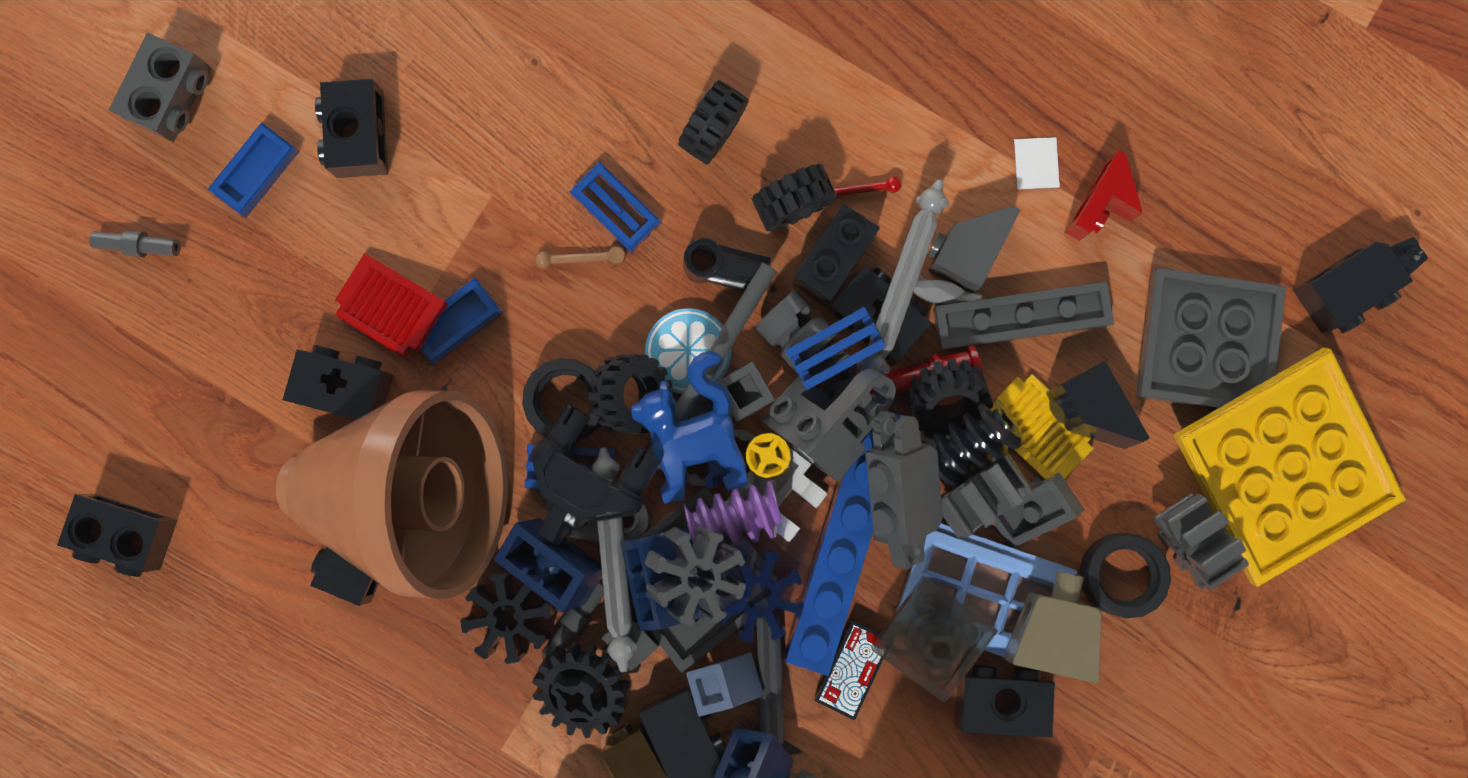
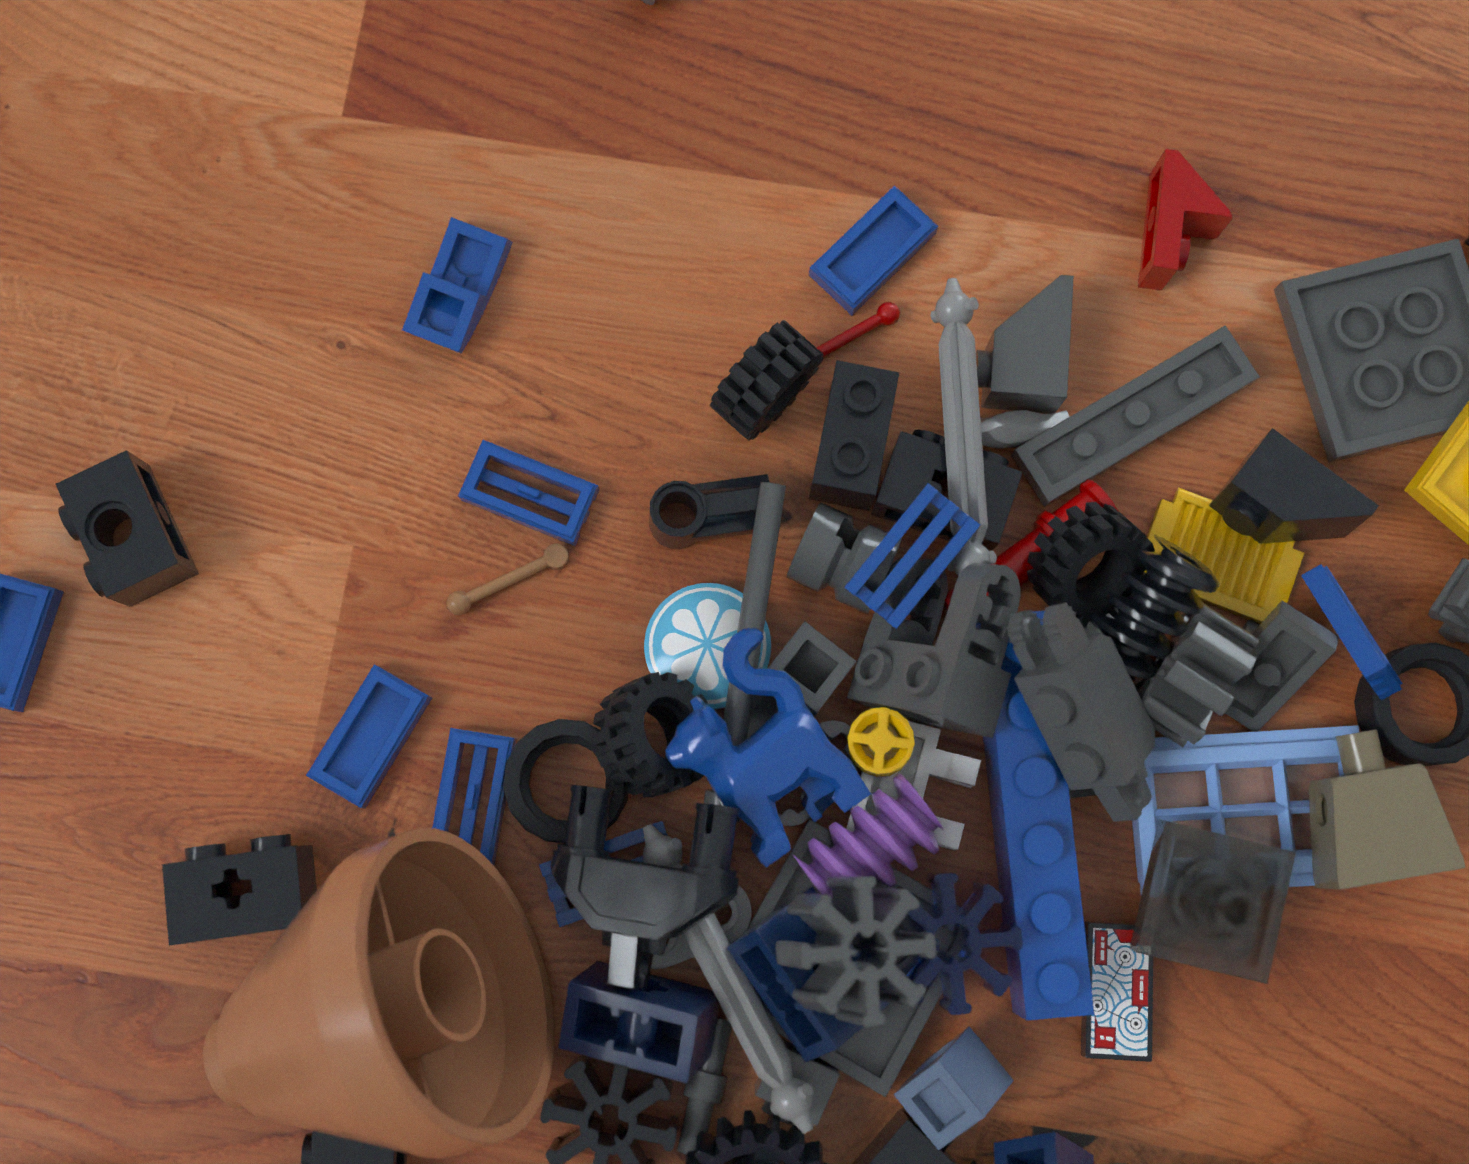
camera: 20 degrees left, 5 degrees down
(388, 306) = (269, 753): red window -> none
(492, 370) = (497, 798): none -> blue tile
(624, 55) = (459, 286): none -> blue slope
(713, 121) = (615, 324): black tyre -> none
(771, 680) = (1009, 1048): dark grey axle -> none
(901, 138) = (873, 250): none -> blue tile
(1027, 716) = (1382, 952): black brick -> none
(1036, 163) = (1062, 213): white sticker -> none
(1097, 510) = (1352, 631): none -> blue tile

